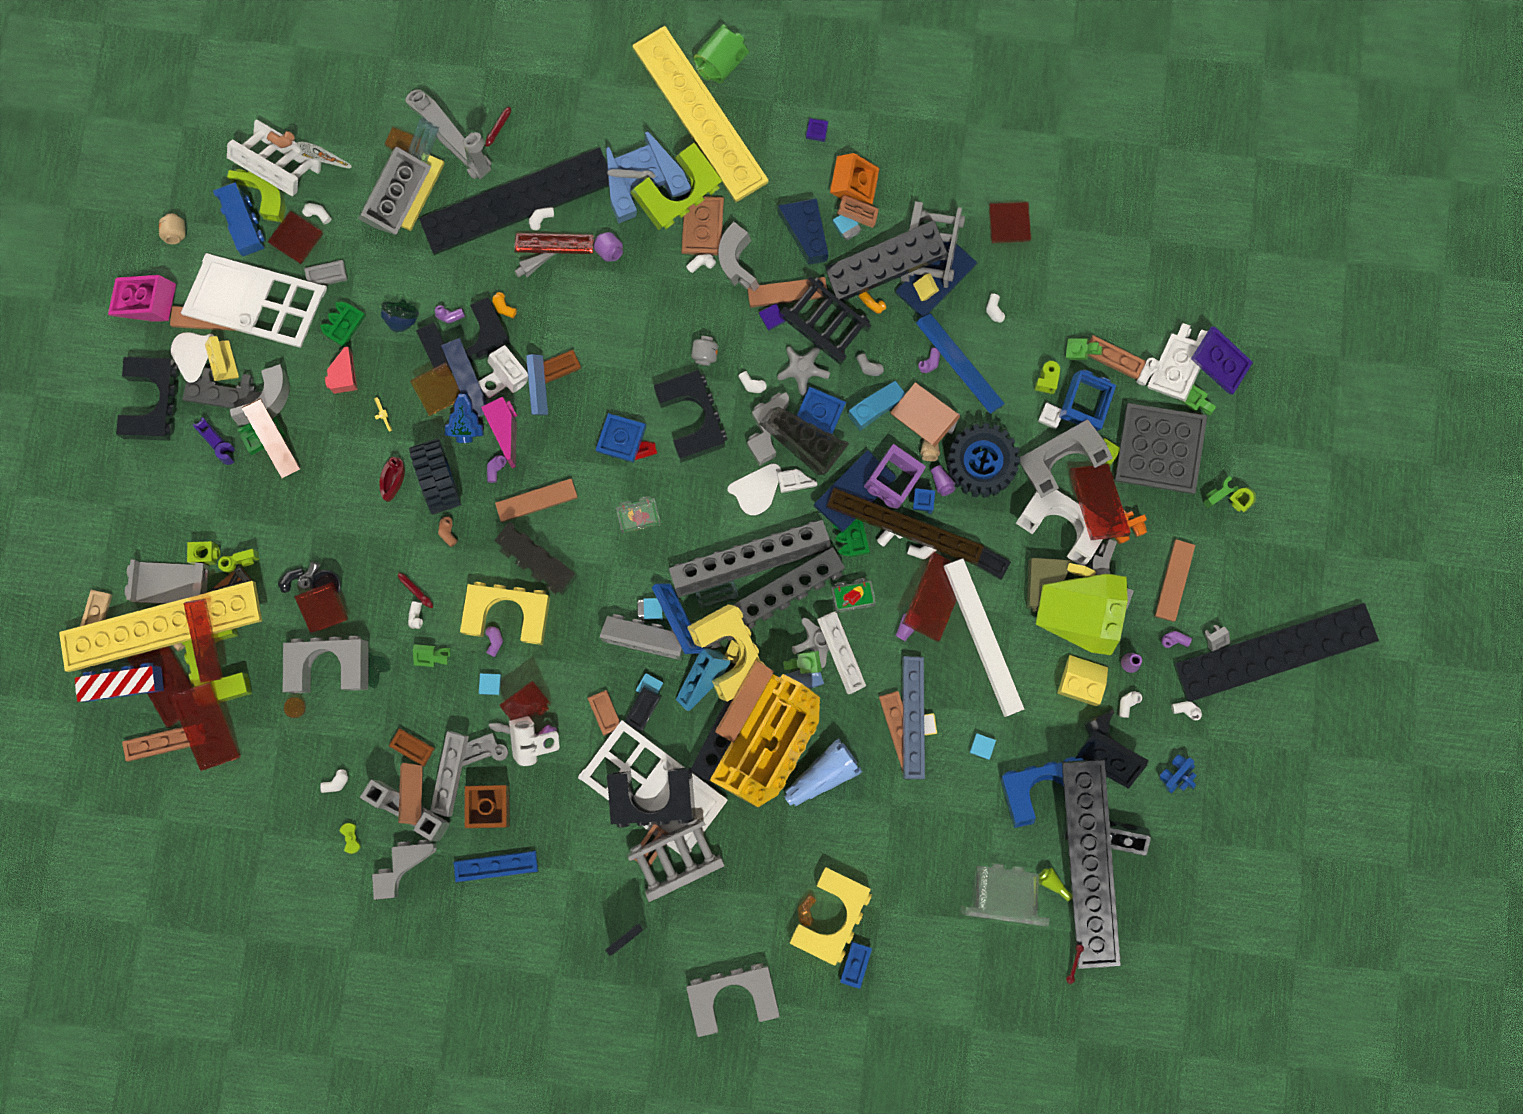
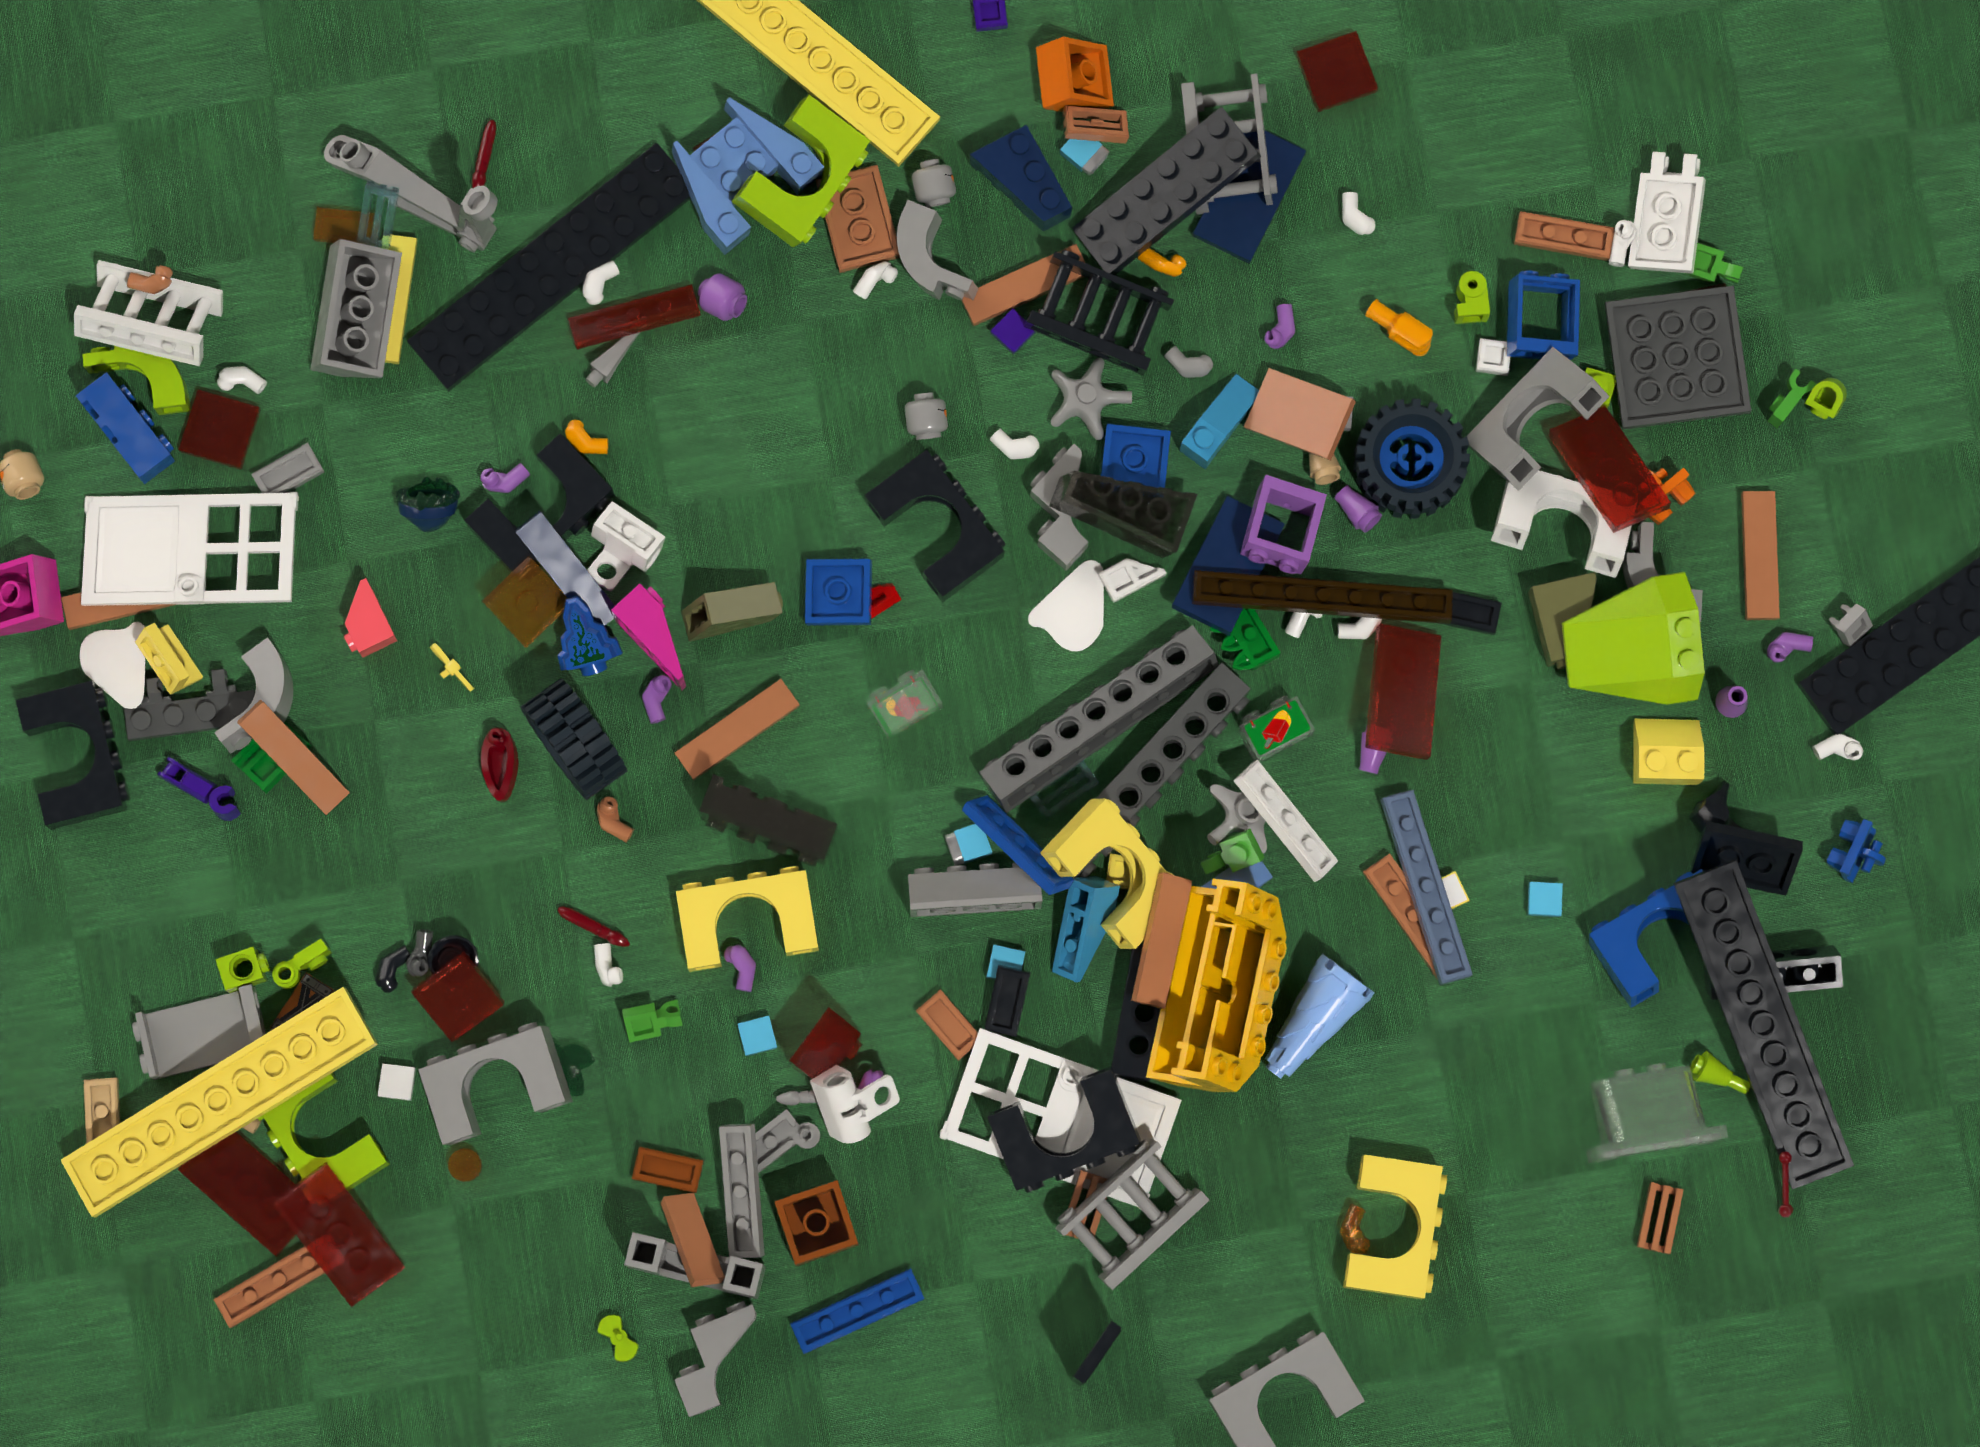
camera: 20 degrees left, 0 degrees up
(119, 683) = (180, 1211): brick -> none
(203, 640) = (297, 1102): clear red tile -> none
(271, 646) = (396, 1082): none -> white tile
(319, 154) = (214, 286): sticker -> none
(337, 783) = (570, 1261): white arm -> none
(343, 324) = (344, 544): green plate -> none
(537, 384) = (681, 548): medium blue tile -> none
(555, 429) = (731, 610): none -> olive slope
(560, 366) = (704, 509): dark orange tile -> none
(631, 174) = (746, 168): light grey piece -> none
(752, 217) = (933, 183): none -> light grey head
(855, 965) = (1455, 1289): blue plate -> none
(924, 500) = (1339, 547): blue panel -> none
(926, 287) = (1239, 213): light yellow tile -> none
(960, 363) = (1328, 317): blue tile -> none
(983, 637) = (1495, 731): white tile -> none
(984, 976) = (1666, 1190): none -> nougat tile
(1001, 382) = (1402, 328): none -> light orange arm
(1080, 348) = (1506, 238): bright green plate -> none
(1080, 570) = (1612, 583): light yellow tile -> none
(1128, 701) = (1745, 762): white arm -> none
(1221, 360) = (1730, 192): dark purple tile -> none

